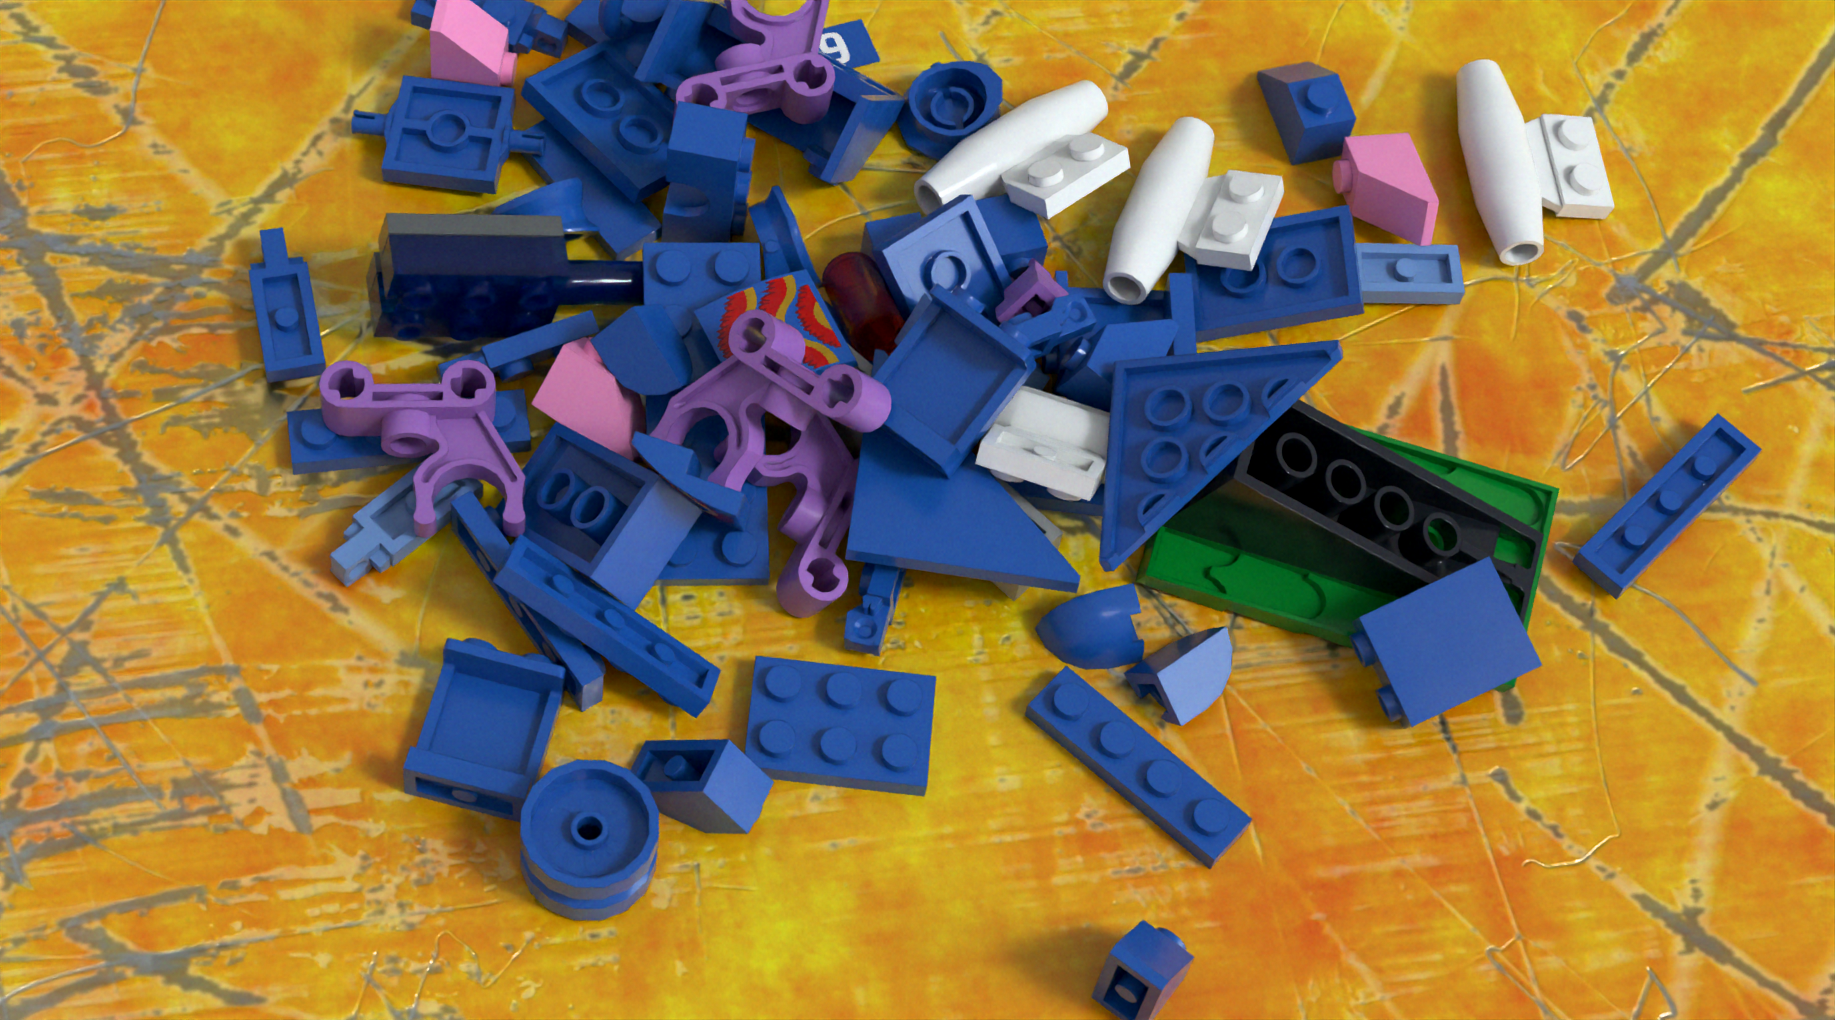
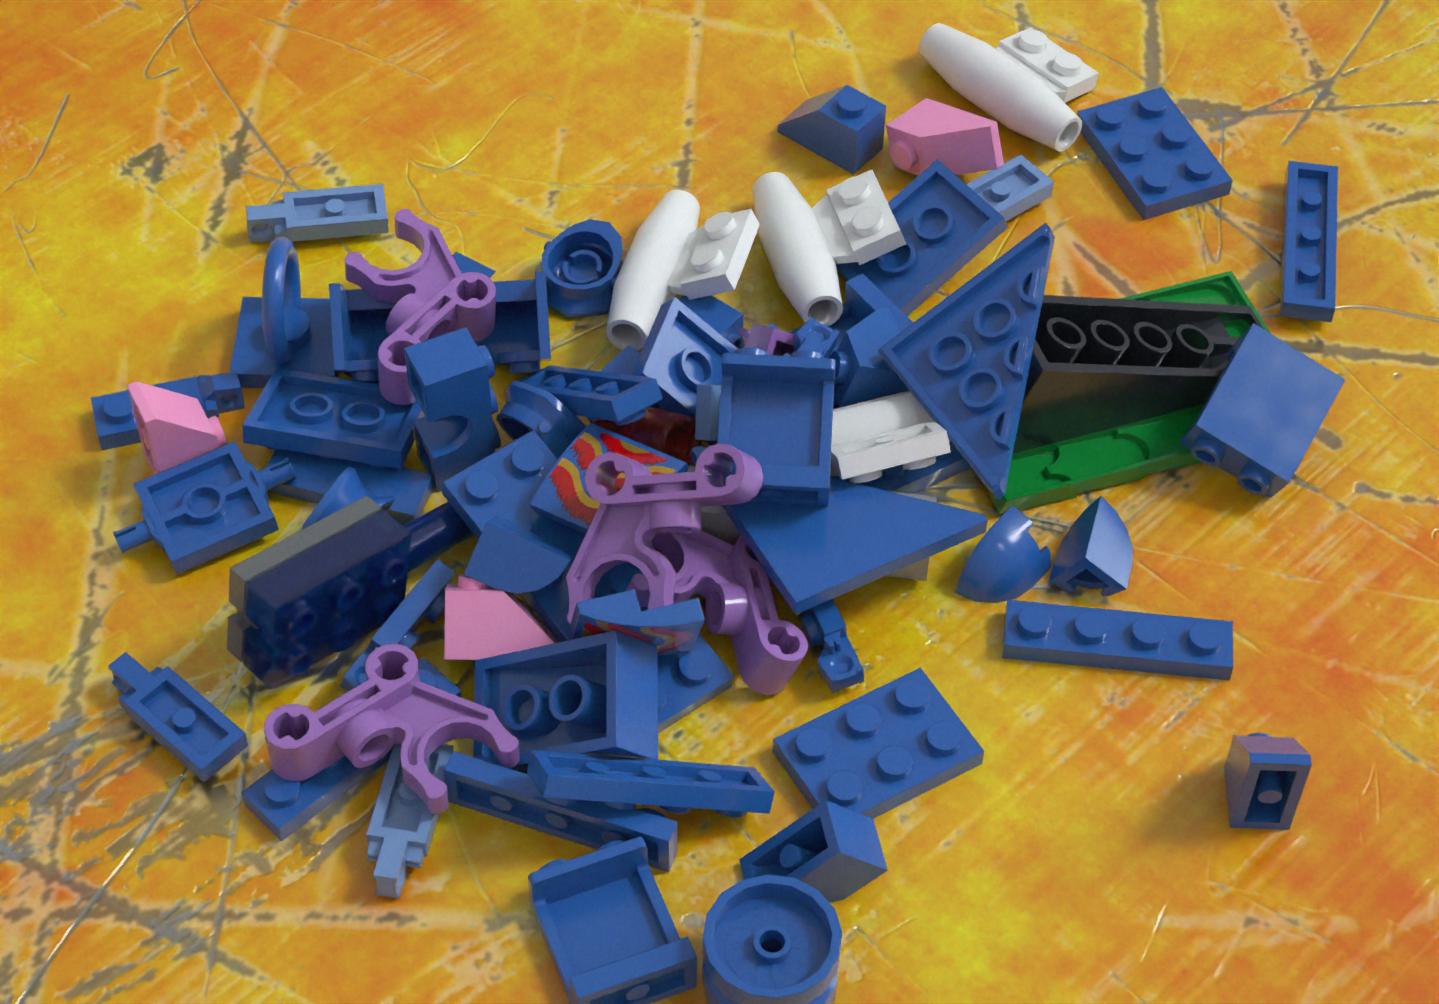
camera: 25 degrees left, 10 degrees down
(834, 236) = (598, 393): none -> blue plate
(1599, 321) = (1153, 153): none -> blue plate

